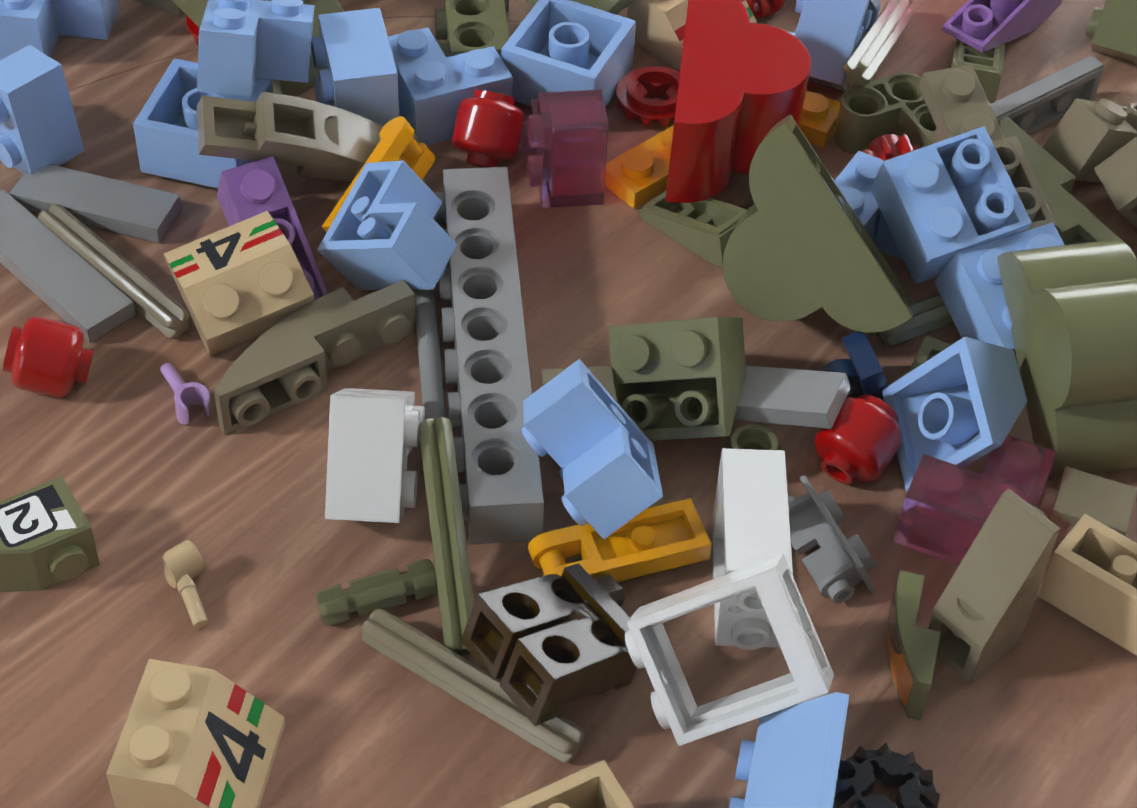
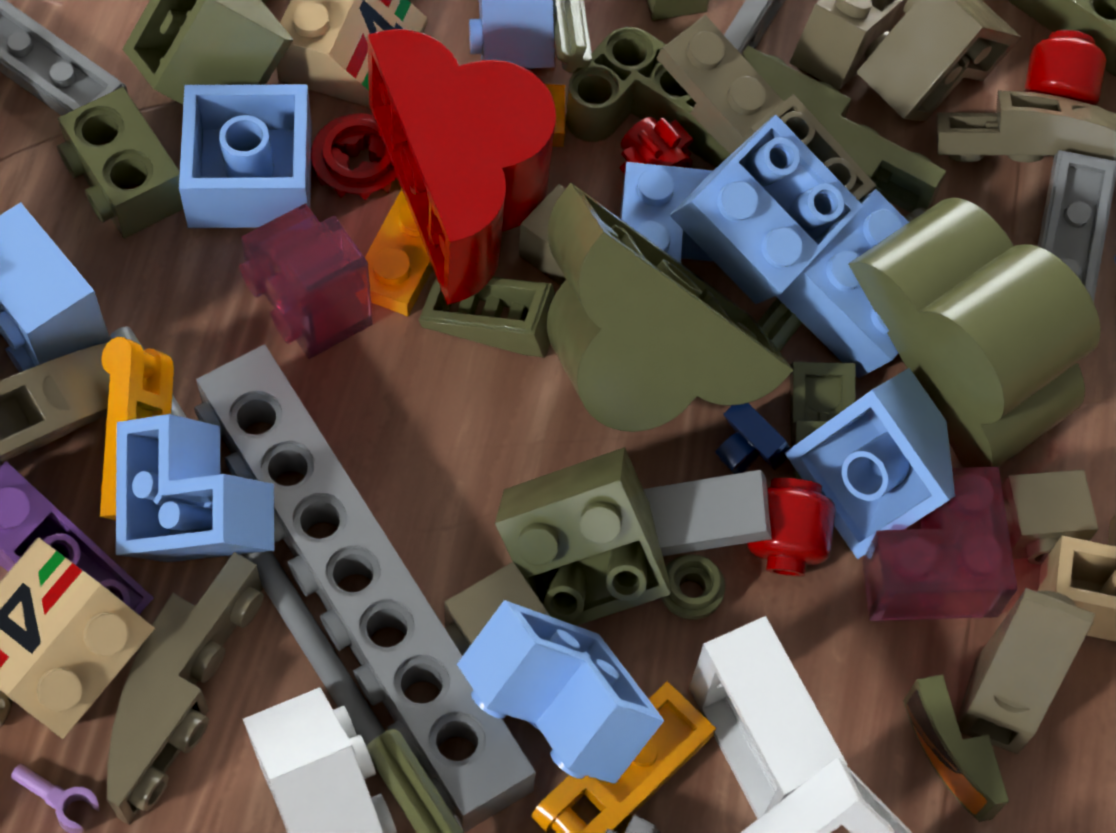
camera: 30 degrees left, 15 degrees up
(435, 84) = (132, 261): light blue brick -> none
(487, 128) = (208, 292): red head -> none
(839, 561) = (838, 679): light grey hinge -> none

